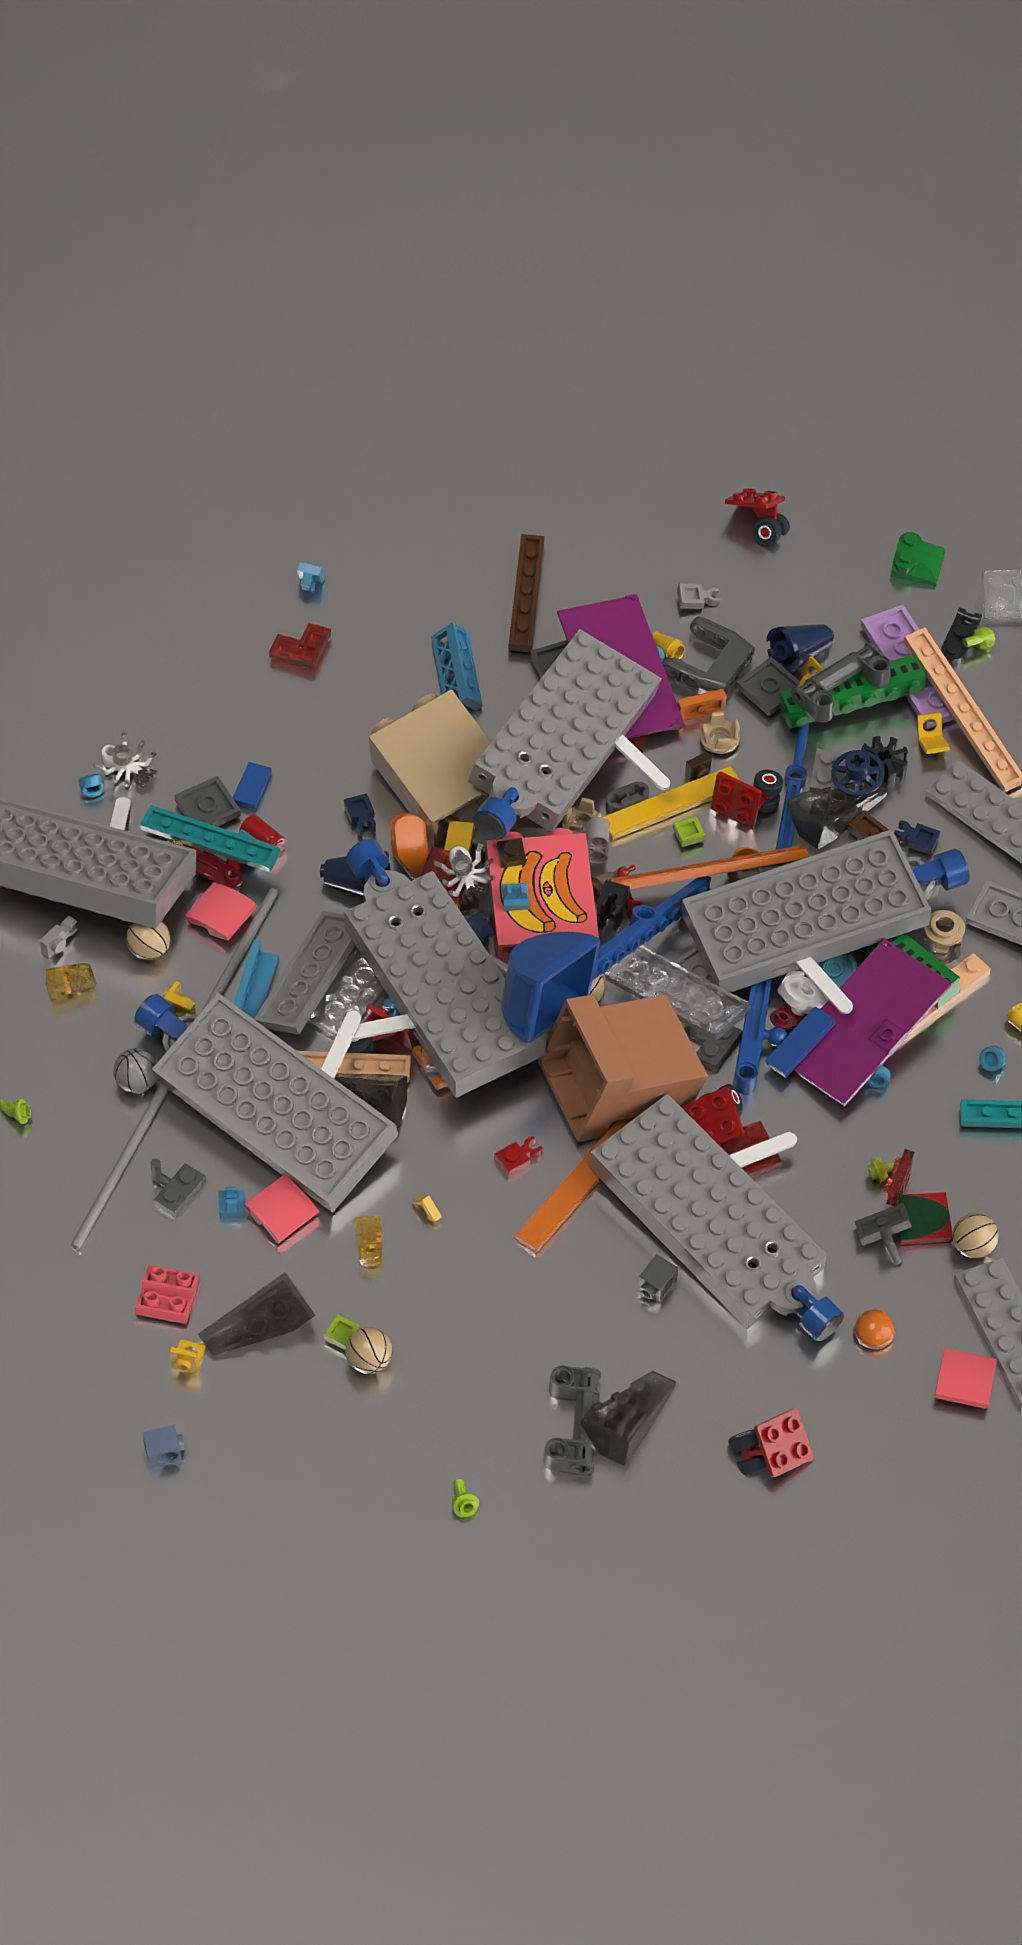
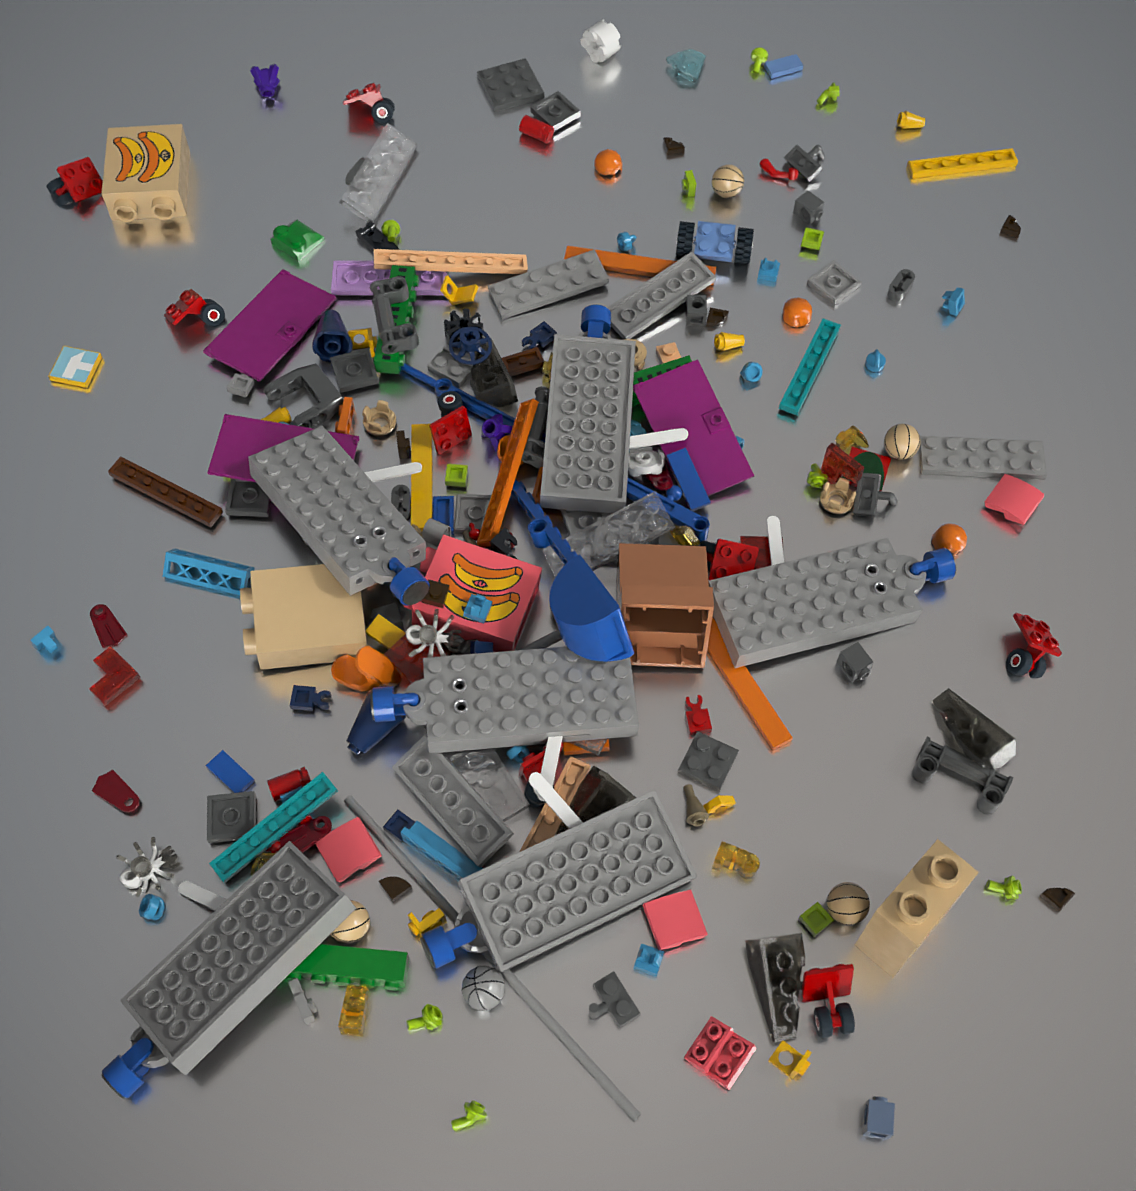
camera: 65 degrees left, 5 degrees up
(90, 1044) = (430, 1018): none -> lime plate
(109, 960) = (354, 965): none -> green brick
(188, 706) = (116, 791): none -> dark red piece
(203, 966) = (395, 887): none -> dark brown tile
(270, 942) = (397, 823): none -> dark blue tile
(273, 1359) = (826, 985): none -> red plate
(354, 618) = (107, 626): none -> dark red piece
(374, 1388) = (915, 907): none -> tan brick
(406, 1188) = (695, 812): none -> dark tan cone
(471, 1183) = (708, 761): none -> dark grey plate
(477, 1553) = (1057, 897): none -> dark brown tile
(633, 449) = (75, 366): none -> tile
(635, 841) = (444, 510): none -> blue tile
(652, 859) = (470, 509): none -> light grey tile
(726, 1065) = (685, 536): none -> clear yellow plate
(761, 837) = (495, 430): none -> dark purple rock
(785, 587) = (270, 325): none -> magenta door
(865, 333) = (76, 182): none -> red plate
(865, 1187) = (840, 489): none -> tan piece
(912, 385) = (146, 172): none -> tan brick
(953, 1184) = (850, 436): none -> clear yellow plate

